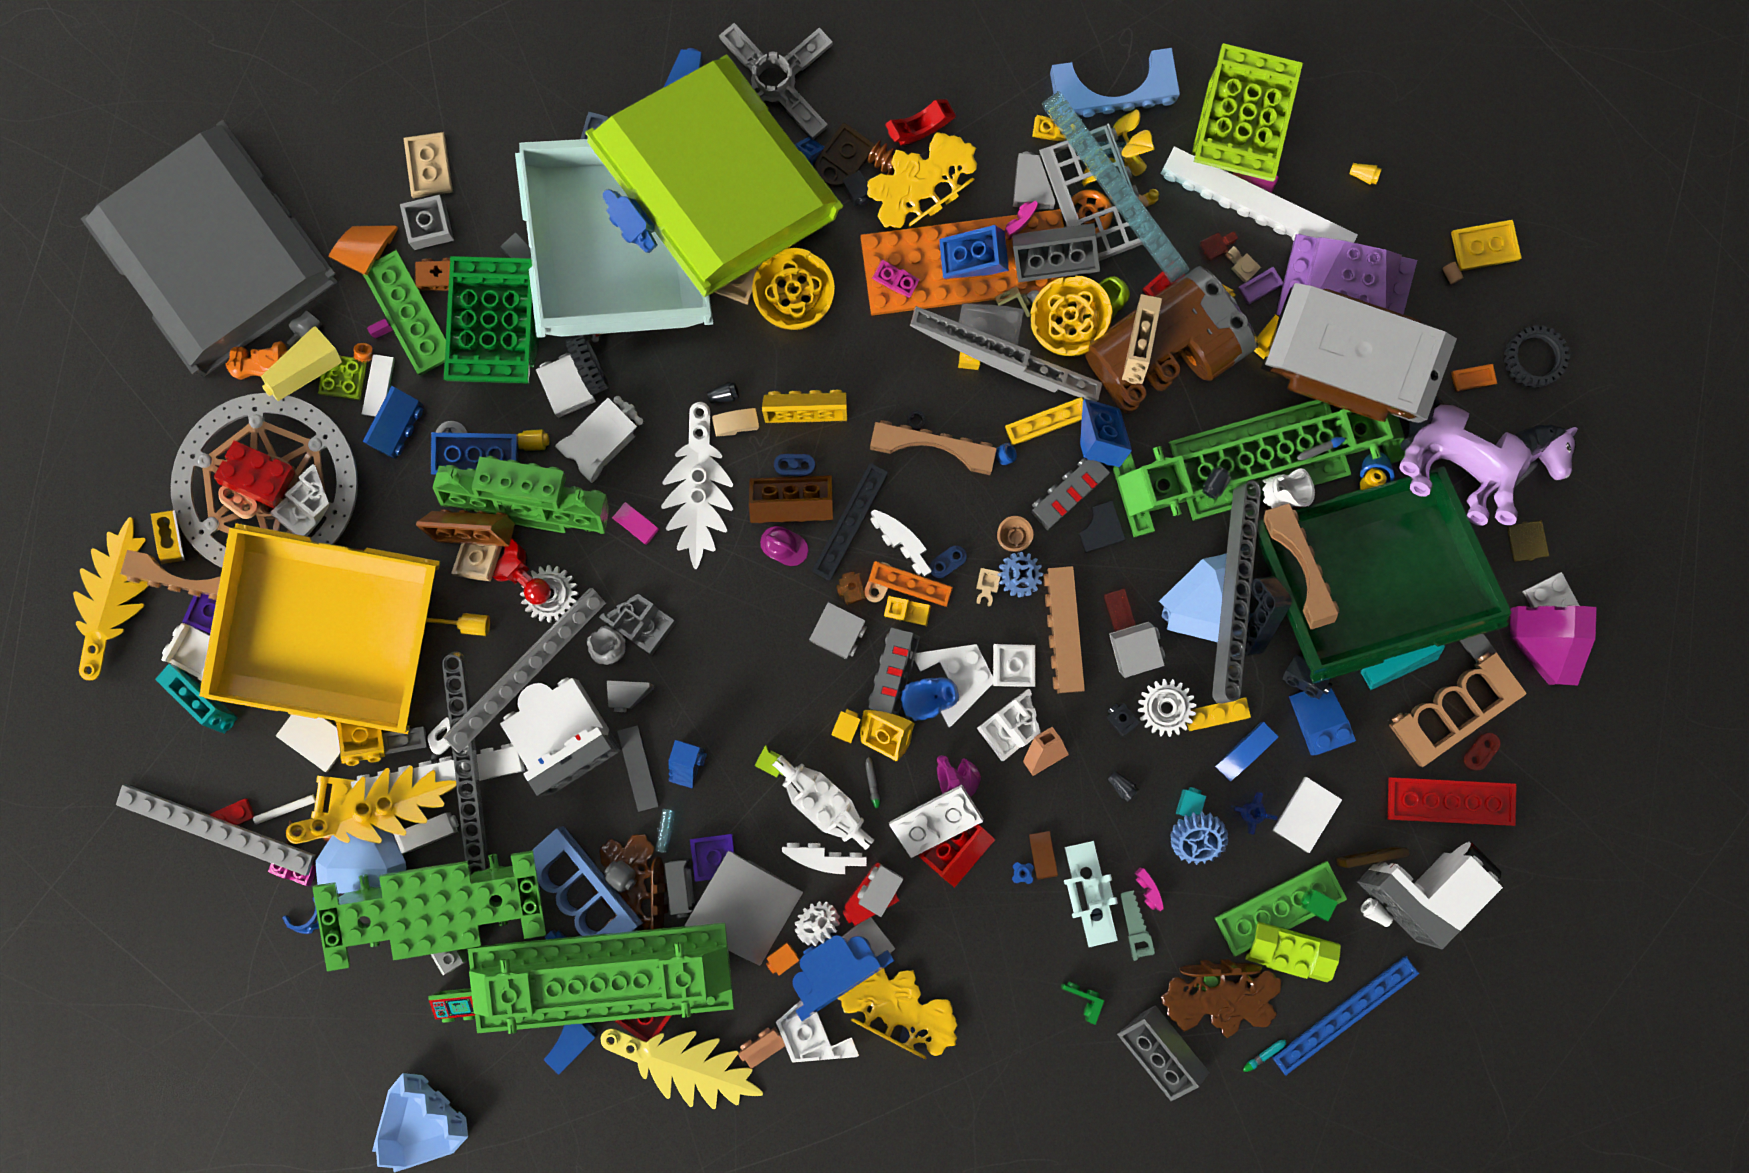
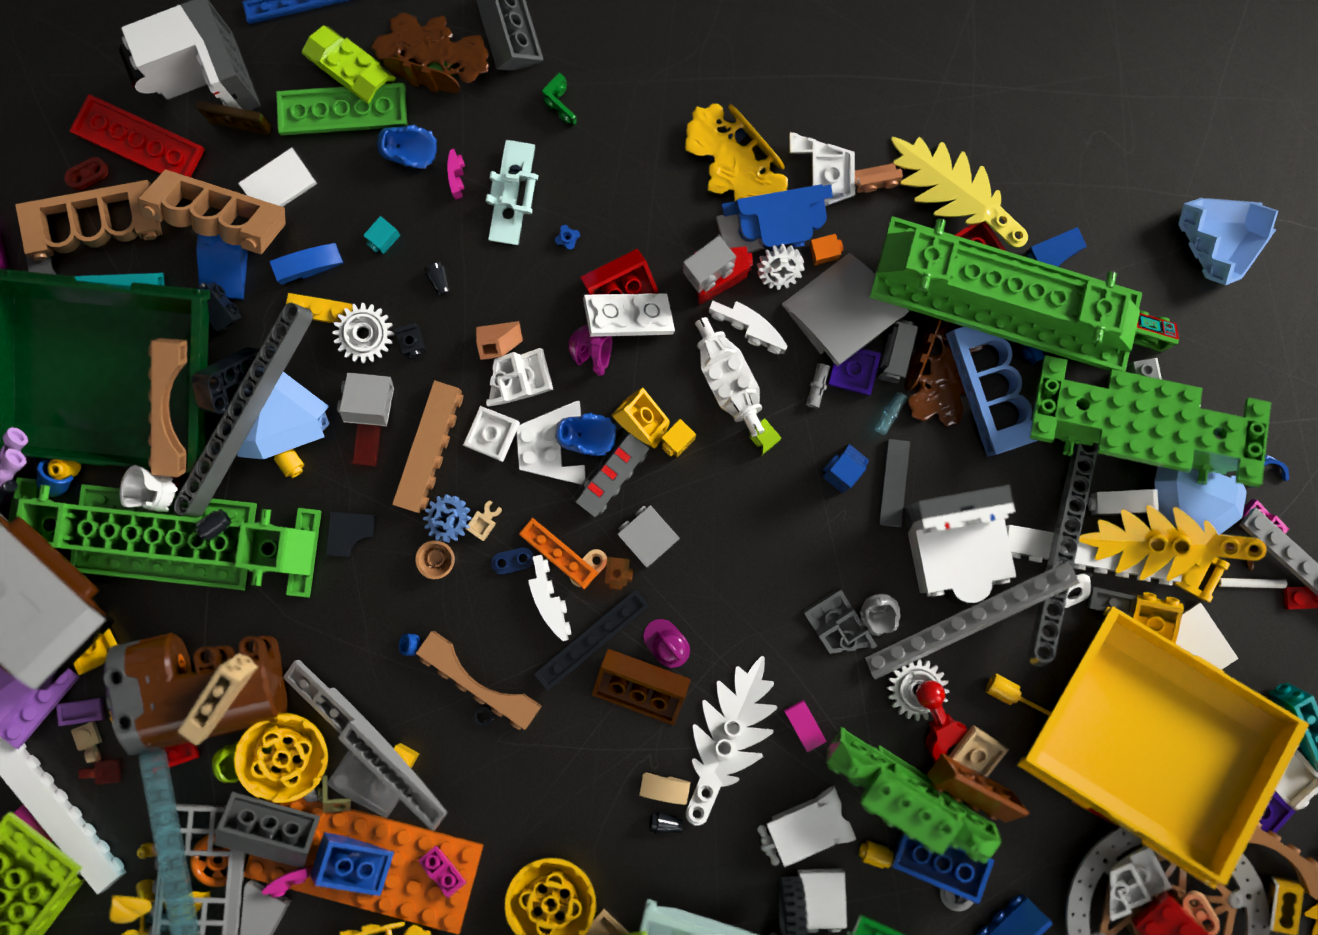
camera: 155 degrees left, 0 degrees up
(620, 876) = (951, 385): dark grey head -> none
(626, 694) = (879, 558): light grey slope -> none
(740, 829) = (818, 385): none -> light grey pin
(794, 464) = (623, 721): dark blue plate -> none
(804, 407) = (589, 775): yellow slope -> none
(875, 797) = (677, 364): dark grey piece -> none
(907, 611) = (572, 529): yellow slope -> none
(1043, 855) = (540, 245): reddish brown slope -> none
(1045, 421) = (354, 660): yellow plate -> none
(1069, 492) = (362, 580): dark grey brick -> none
(1103, 434) = (303, 623): blue slope -> none
(1135, 926) = (483, 147): sand green piece -> none
(1179, 566) = (289, 463): none -> yellow brick
(1196, 898) = (415, 149): none -> blue piece
(1202, 844) = (387, 199): medium blue gear -> none
(1259, 816) = (325, 201): clear blue brick -> none
(1318, 904) = (304, 94): green brick -> none
(1335, 442) = (95, 517): dark grey piece -> none
(1375, 911) = (255, 70): white cone -> none
(1397, 770) = (170, 187): none -> medium nougat fence

